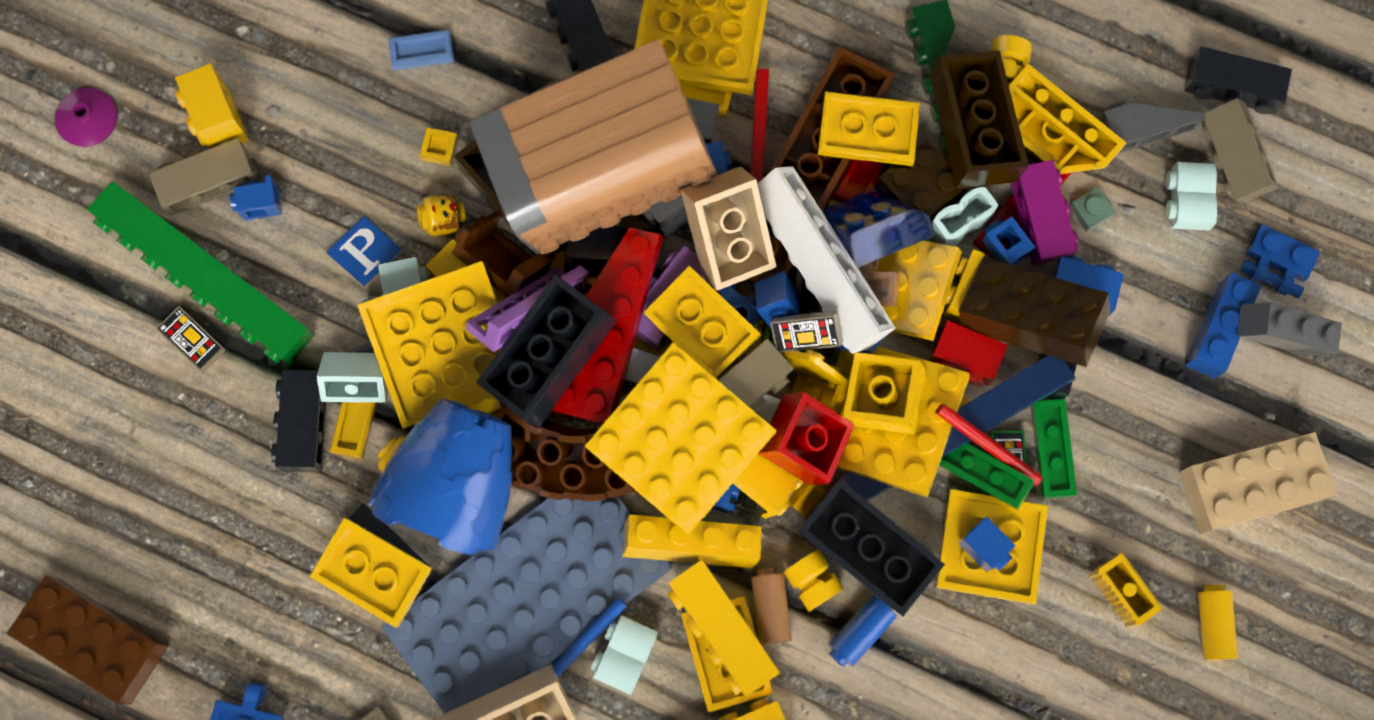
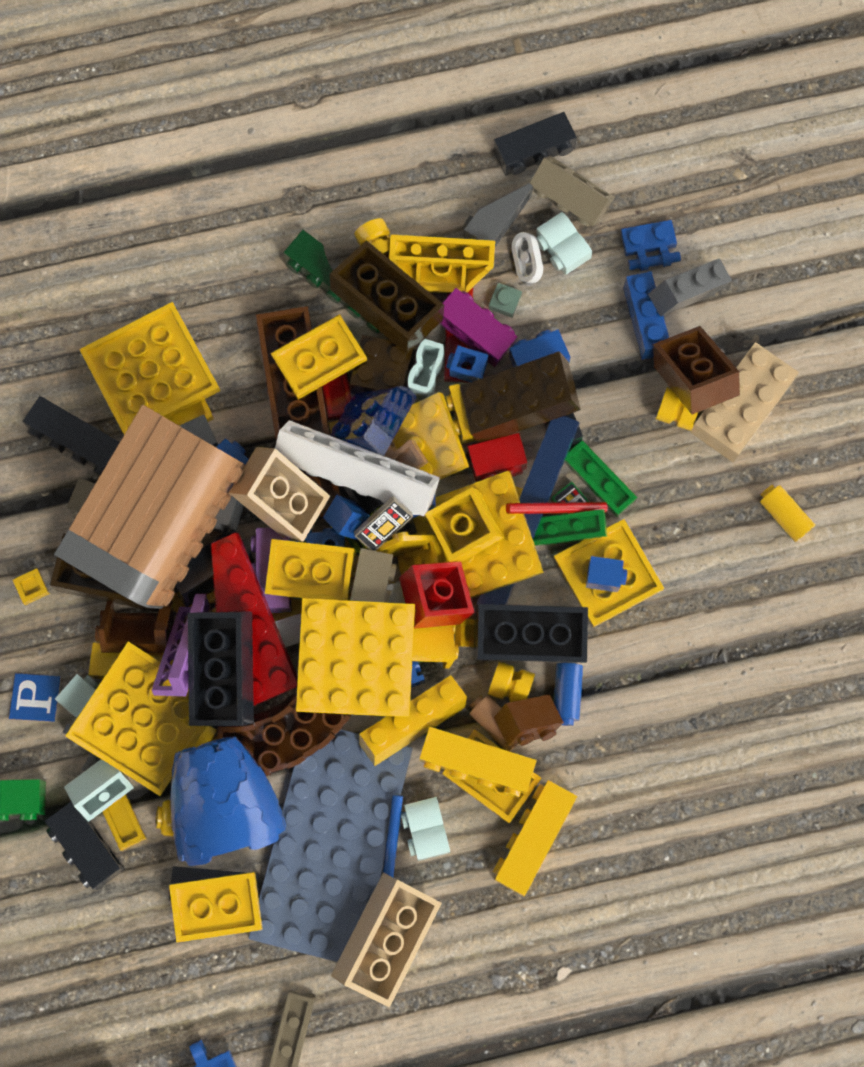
camera: 35 degrees left, 0 degrees up
(440, 214) = (70, 632): yellow head -> none
(759, 124) = (242, 408): red tile -> none
(802, 628) = (528, 720): none -> reddish brown brick
(1125, 591) = (714, 536): yellow brick -> none
(1143, 185) = (527, 261): none -> white plate
(1185, 440) = (673, 409): none -> yellow wheel
(1234, 414) = (696, 369): none -> reddish brown brick

